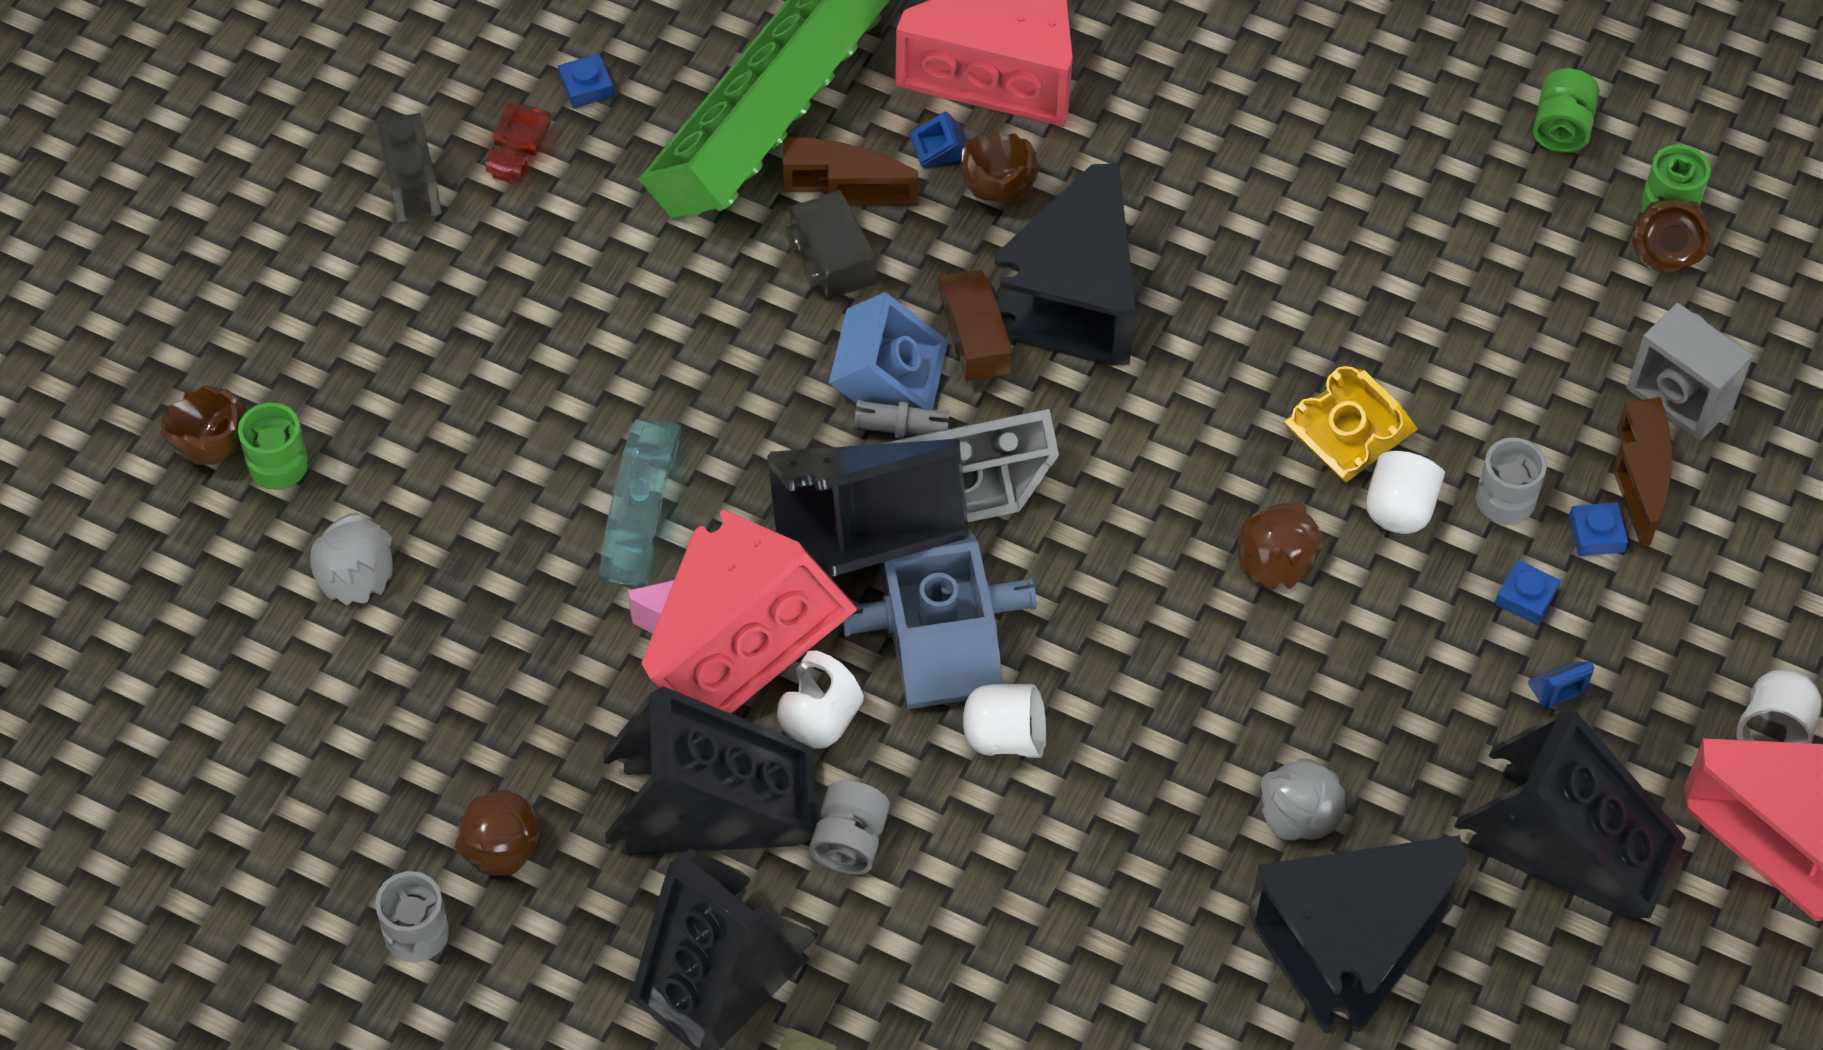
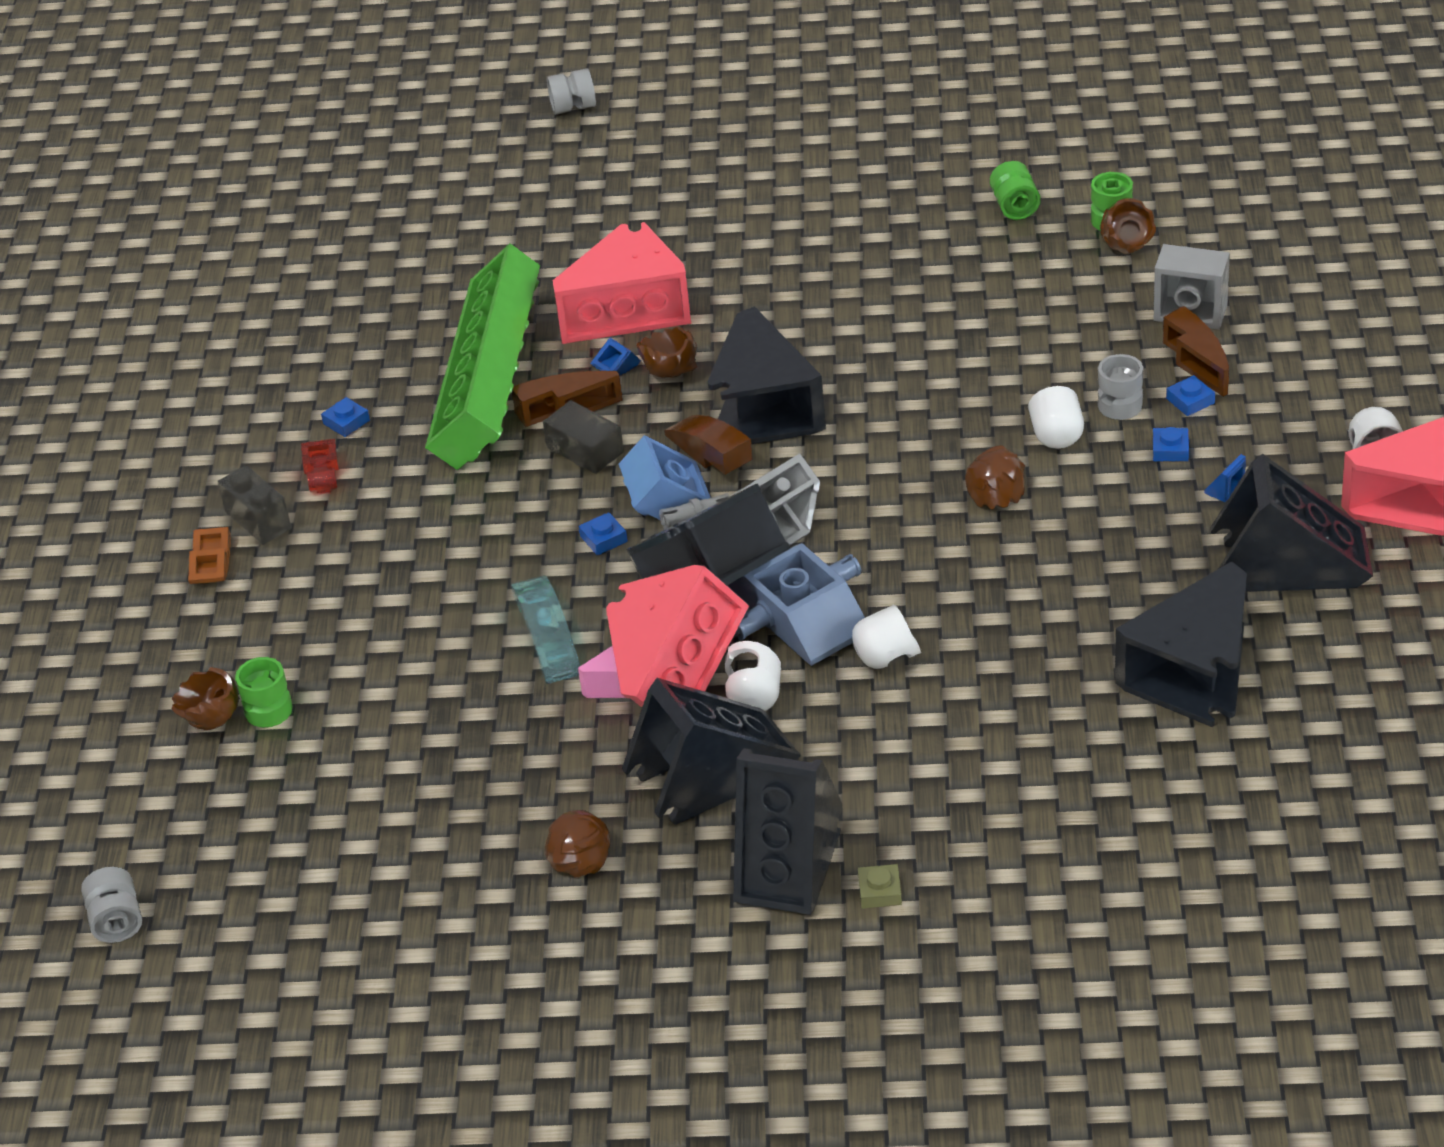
camera: 20 degrees left, 15 degrees down
(328, 215) = (210, 555): none -> dark orange slope
(352, 559) = (364, 734): light grey hair -> none
(412, 916) = (551, 912): light grey wheel -> none
(780, 396) = (603, 533): none -> blue plate
(849, 827) = (822, 736): light grey wheel -> none
(1302, 800) = (1109, 603): light grey hair -> none
(1350, 422) = (994, 398): yellow slope -> none

